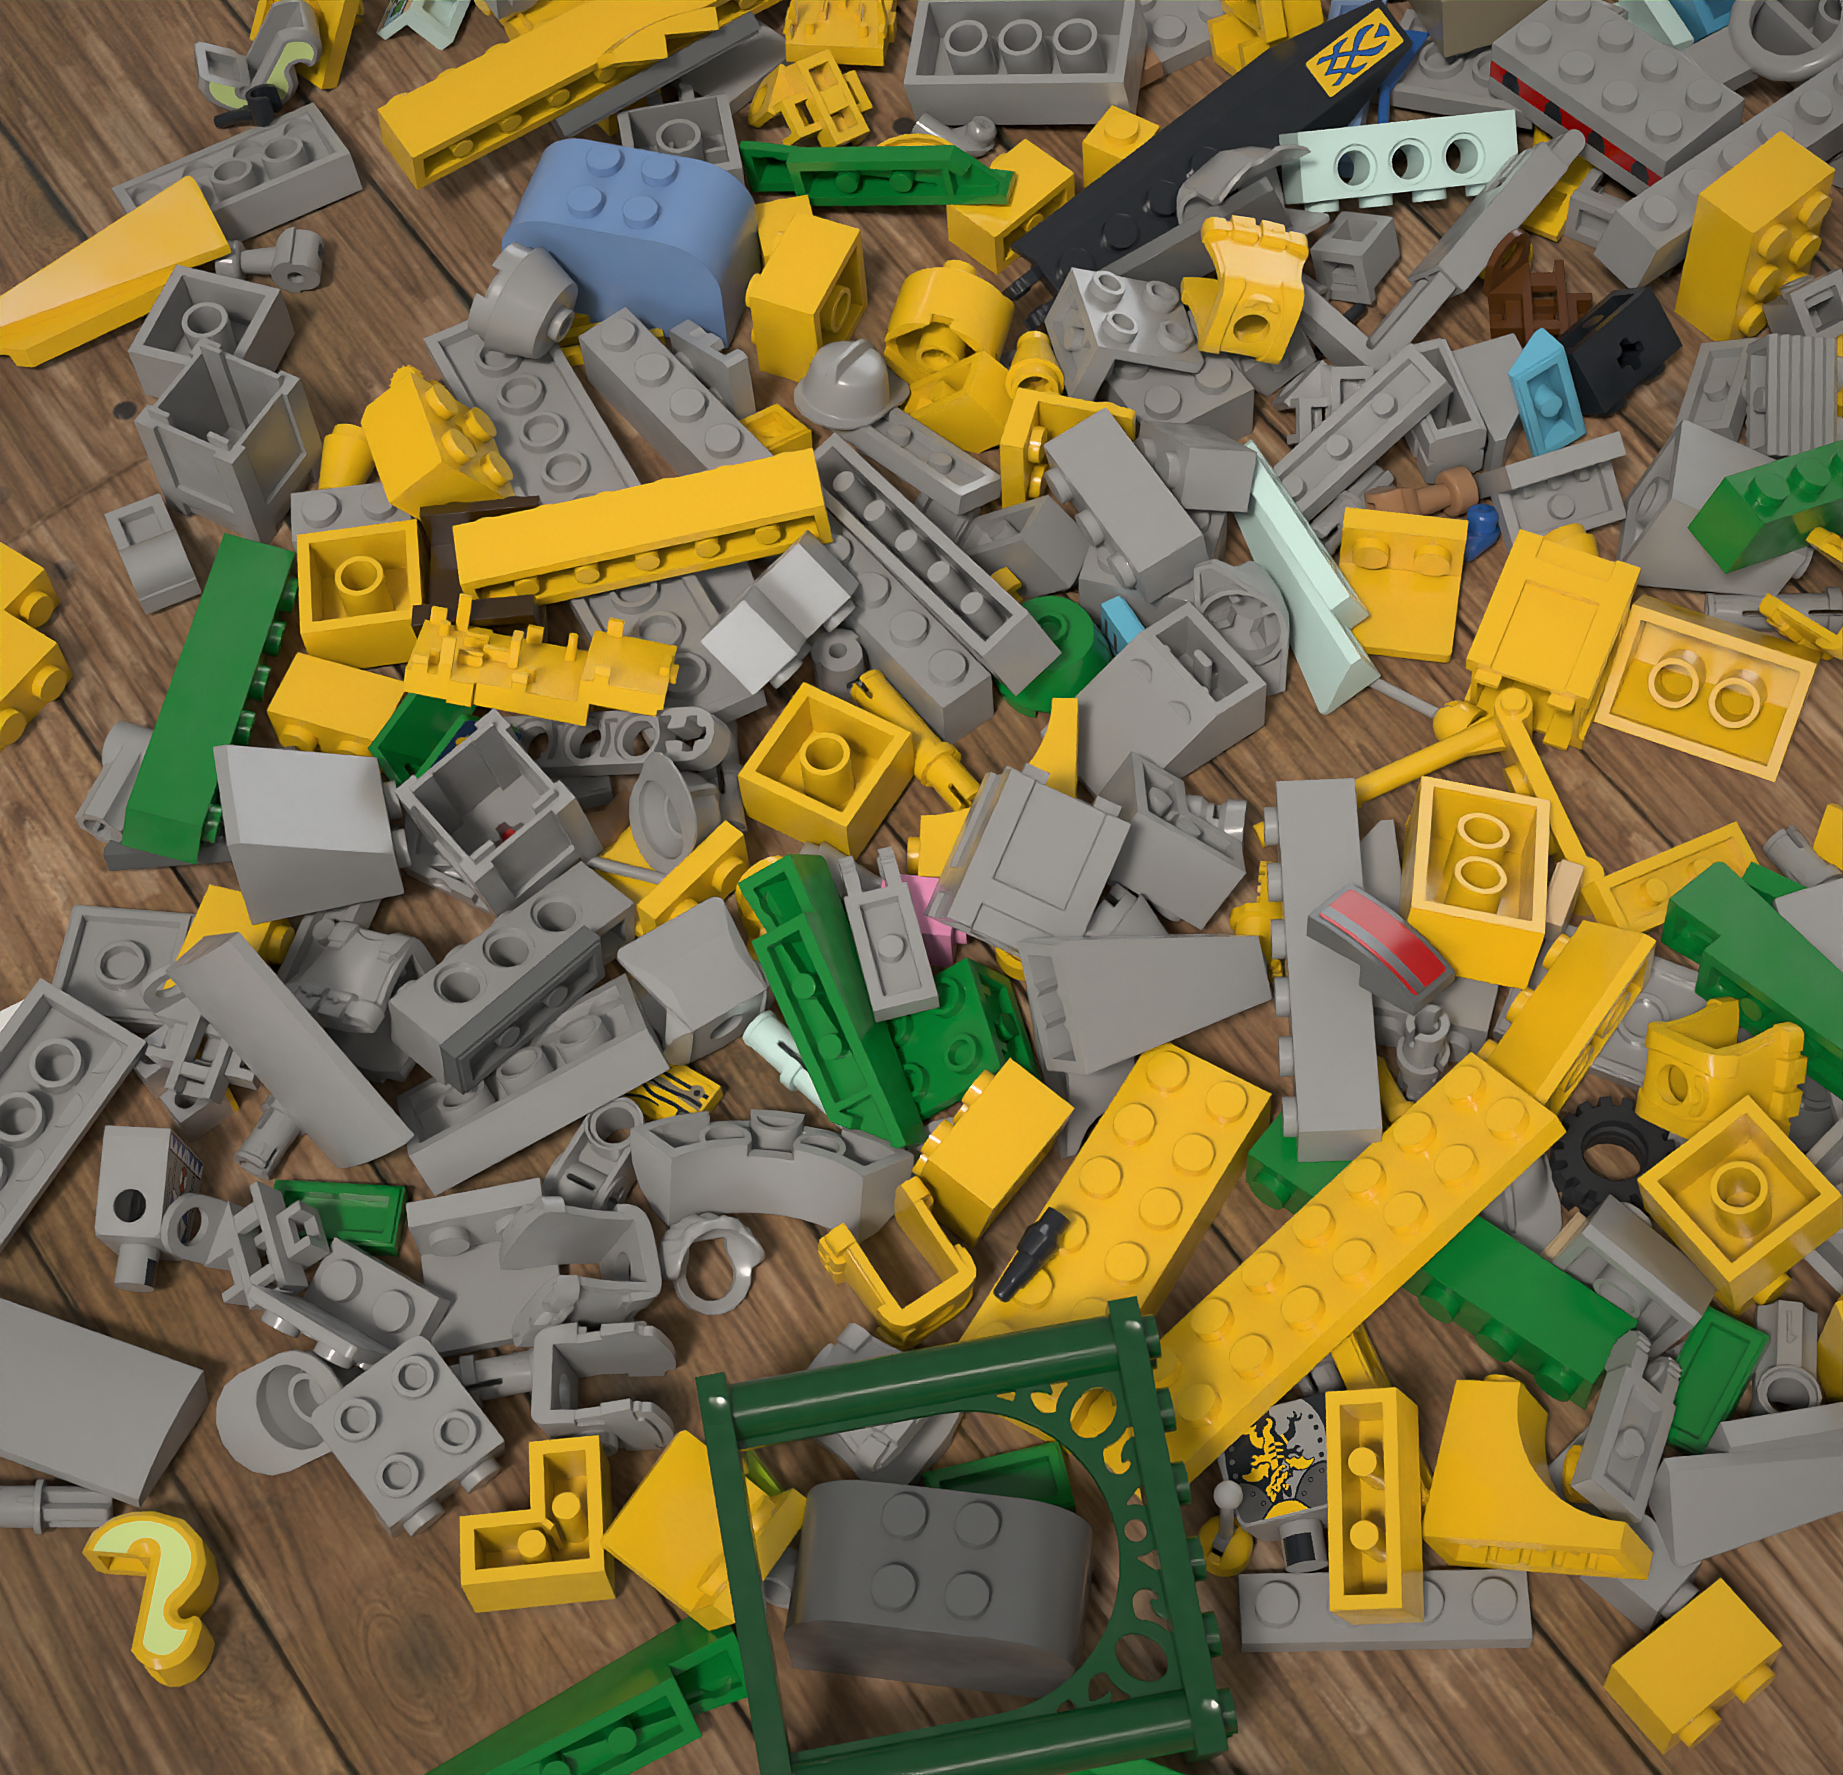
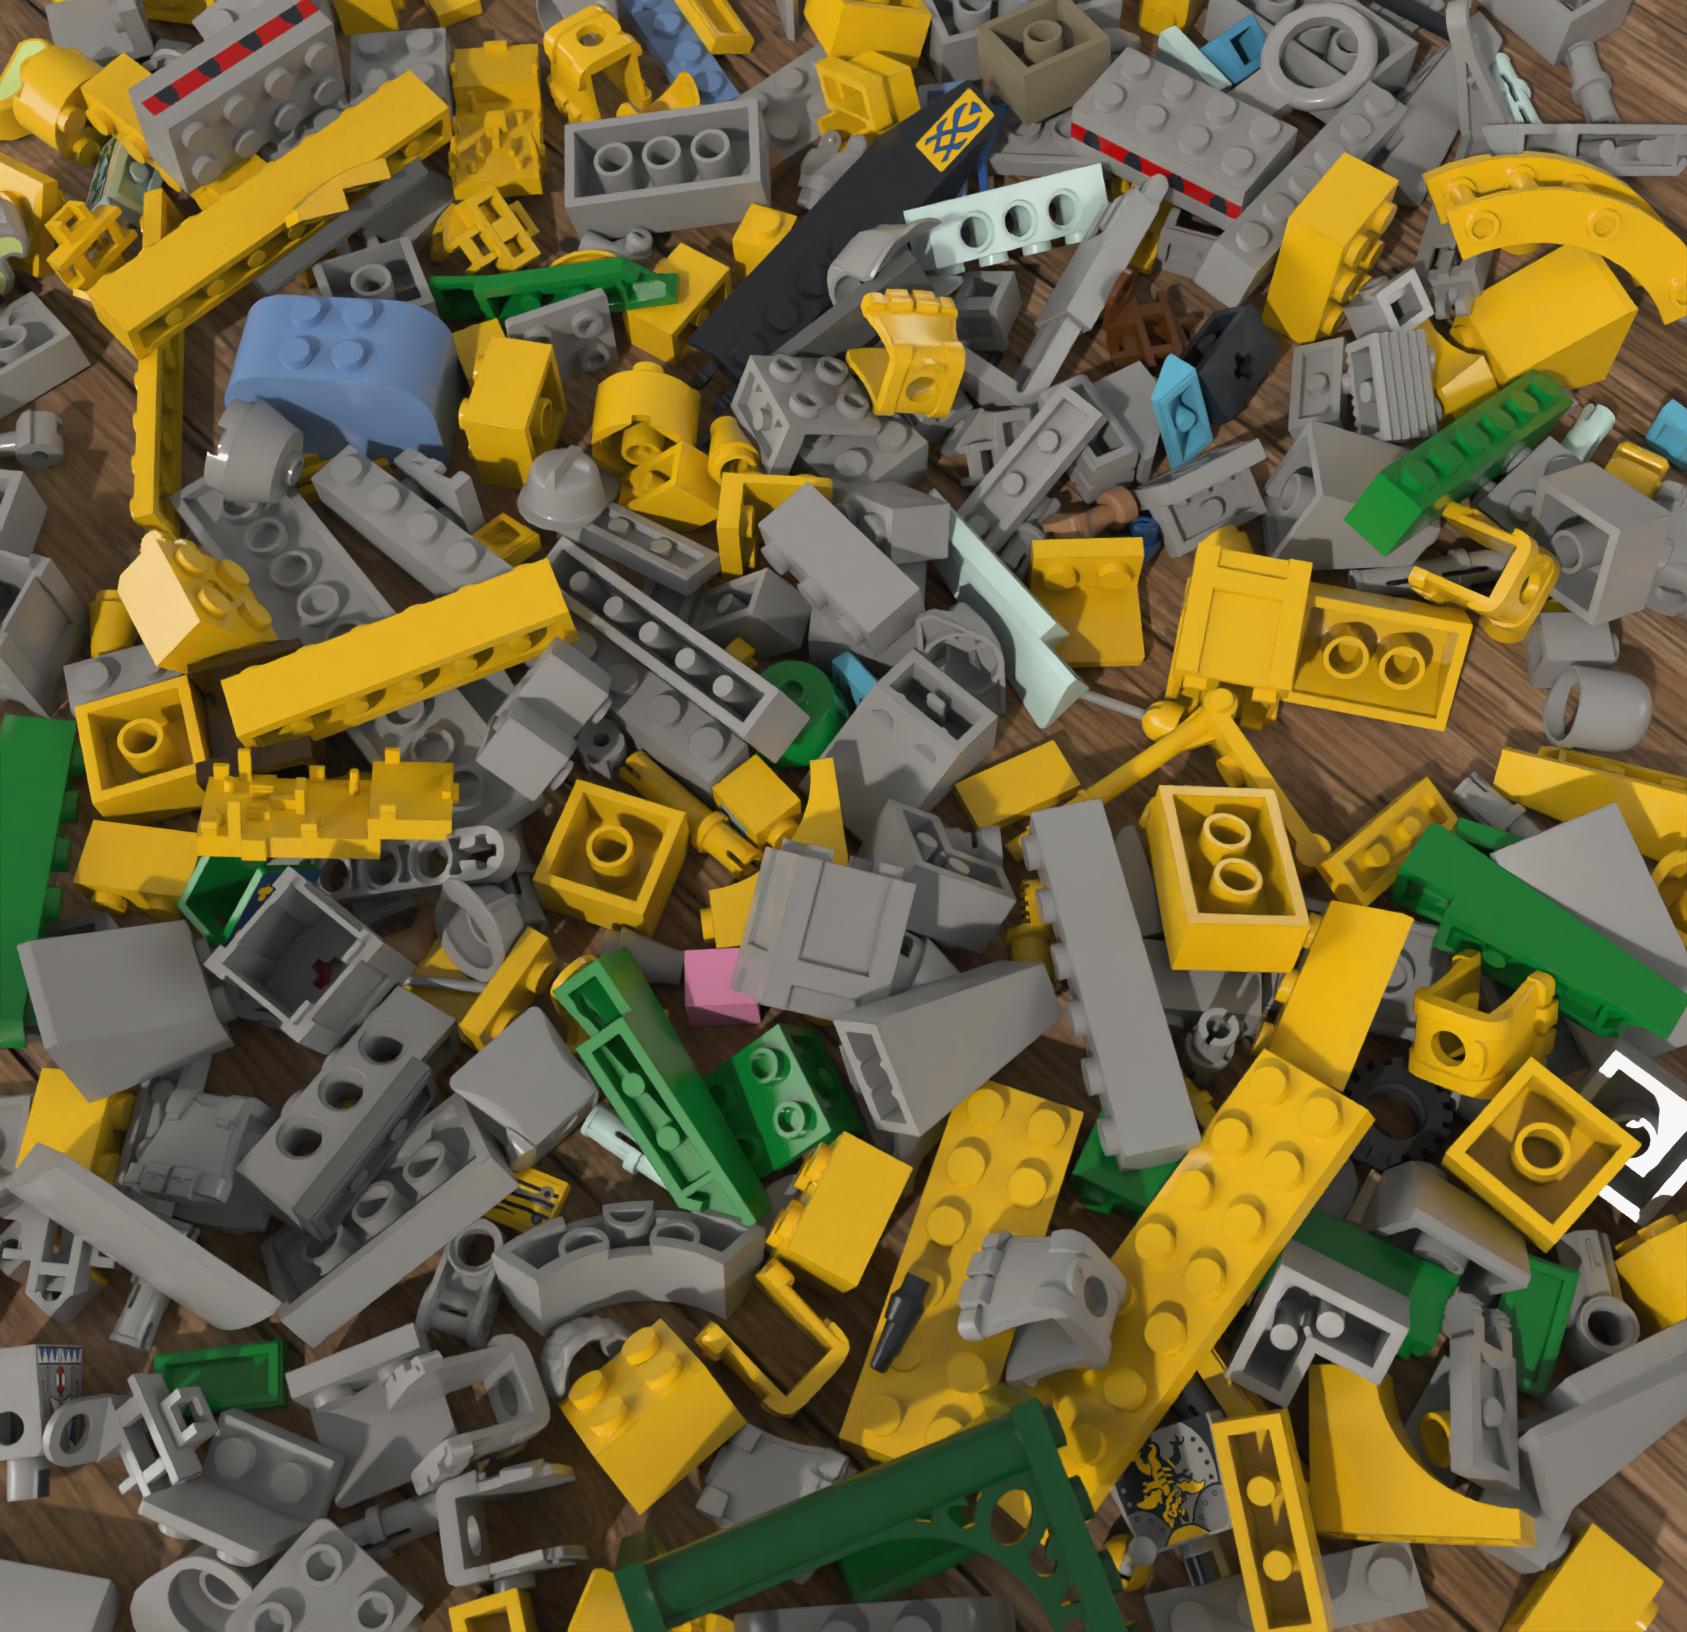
camera: 15 degrees left, 5 degrees up
(376, 53) = (81, 239): none -> yellow piece
(431, 231) = (159, 401): none -> yellow plate
(762, 1303) = (651, 1414): none -> yellow brick
(888, 941) = (703, 1021): light grey hinge -> none
(891, 217) = (575, 327): none -> light grey bracket
(990, 735) = (758, 804): none -> yellow brick
(1186, 1224) = (1046, 1295): none -> light grey piece
(1206, 72) = (825, 166): none -> light grey helmet
(1253, 769) = (1017, 787): none -> yellow tile
(1391, 953) = (1178, 969): slope -> none
(1459, 1313) = (1319, 1309): none -> light grey brick
(1562, 897) = (1308, 868): tan tile -> none

